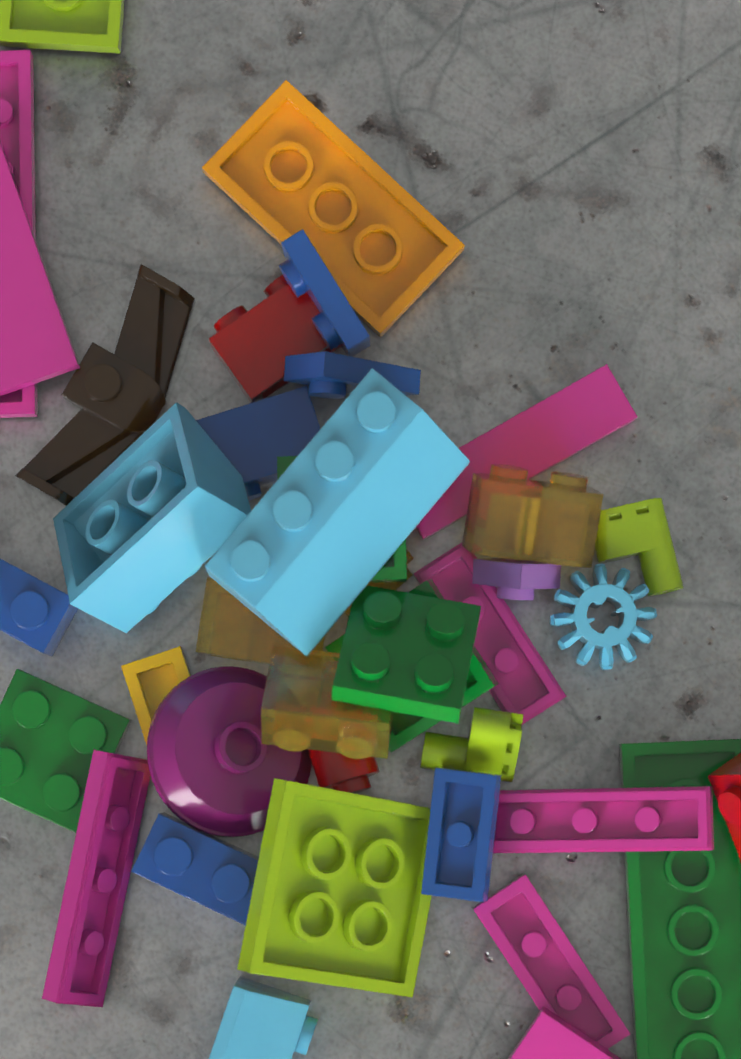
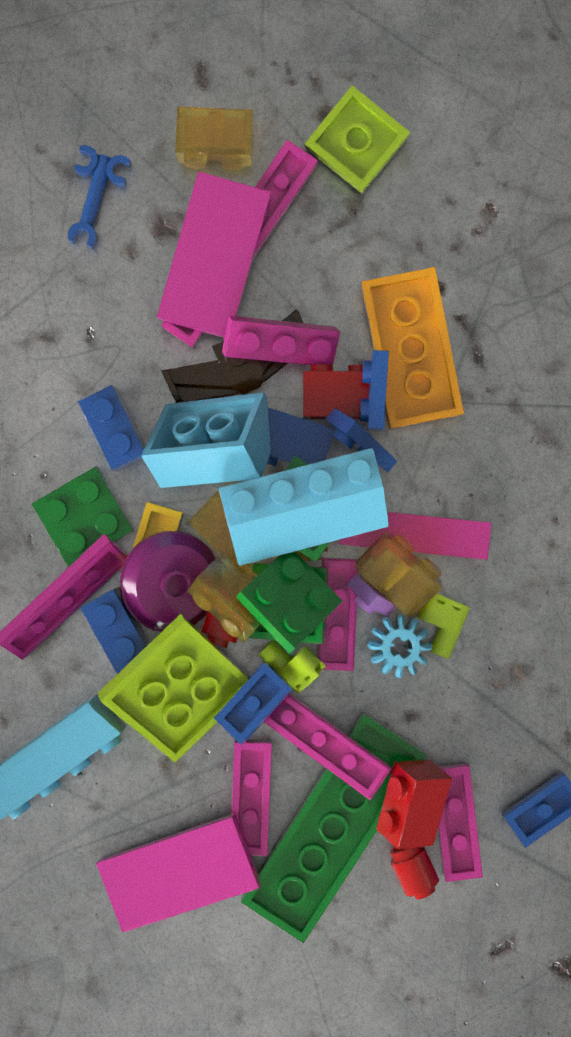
camera: 40 degrees right, 5 degrees up
(149, 321) = (280, 341): none -> dark pink plate

